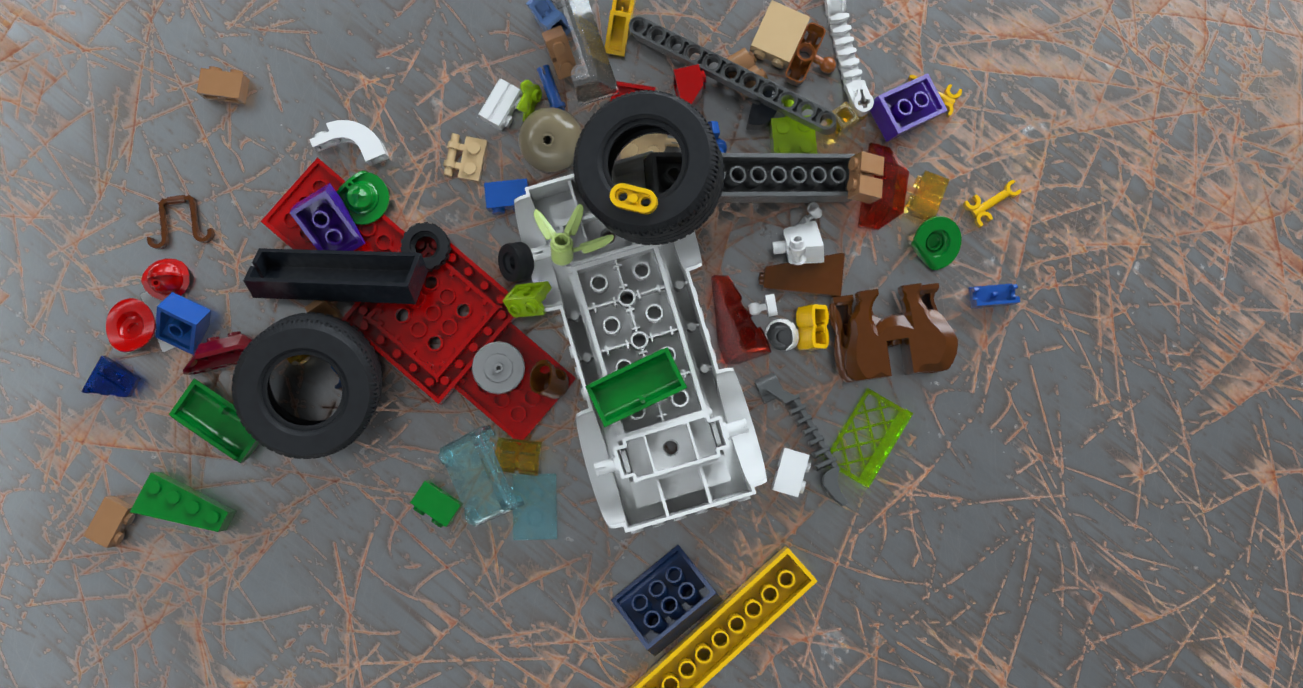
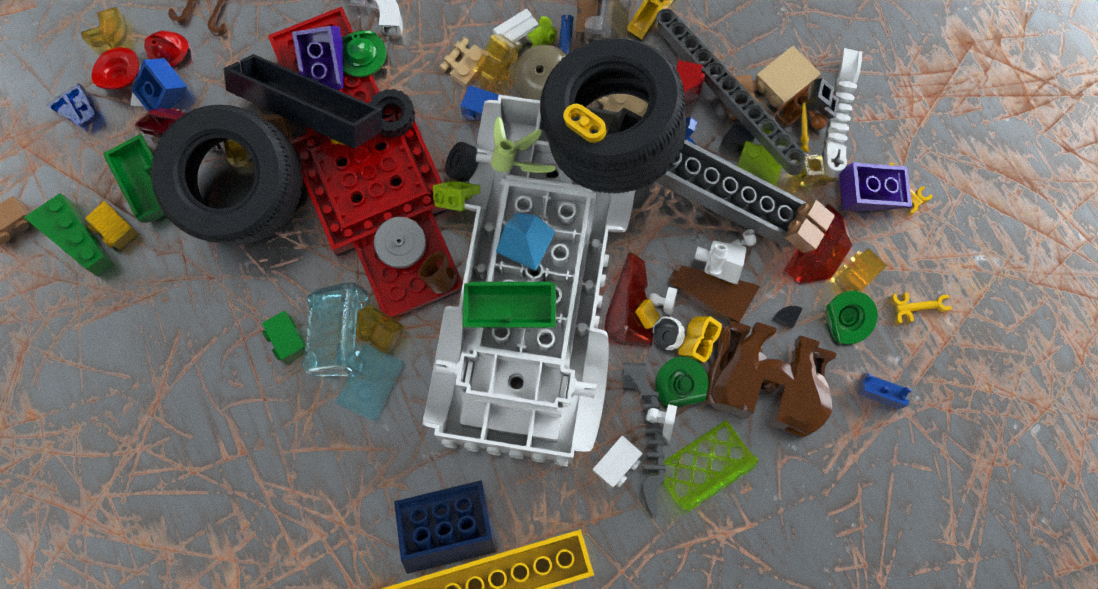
camera: 30 degrees right, 10 degrees down
(102, 288) = (111, 31): none -> clear yellow brick
(214, 478) = (111, 225): none -> yellow brick
(498, 138) = (500, 56): none -> clear yellow piece
(618, 317) = (525, 240): none -> dark azure slope
(755, 325) = (647, 313): none -> yellow tile
(814, 374) = (682, 382): none -> green hat
(817, 415) = (666, 418): none -> white piece
(821, 87) = (804, 139): none -> yellow piece
(823, 44) = (821, 98): none -> black brick
(880, 265) = (788, 315): none -> black tile

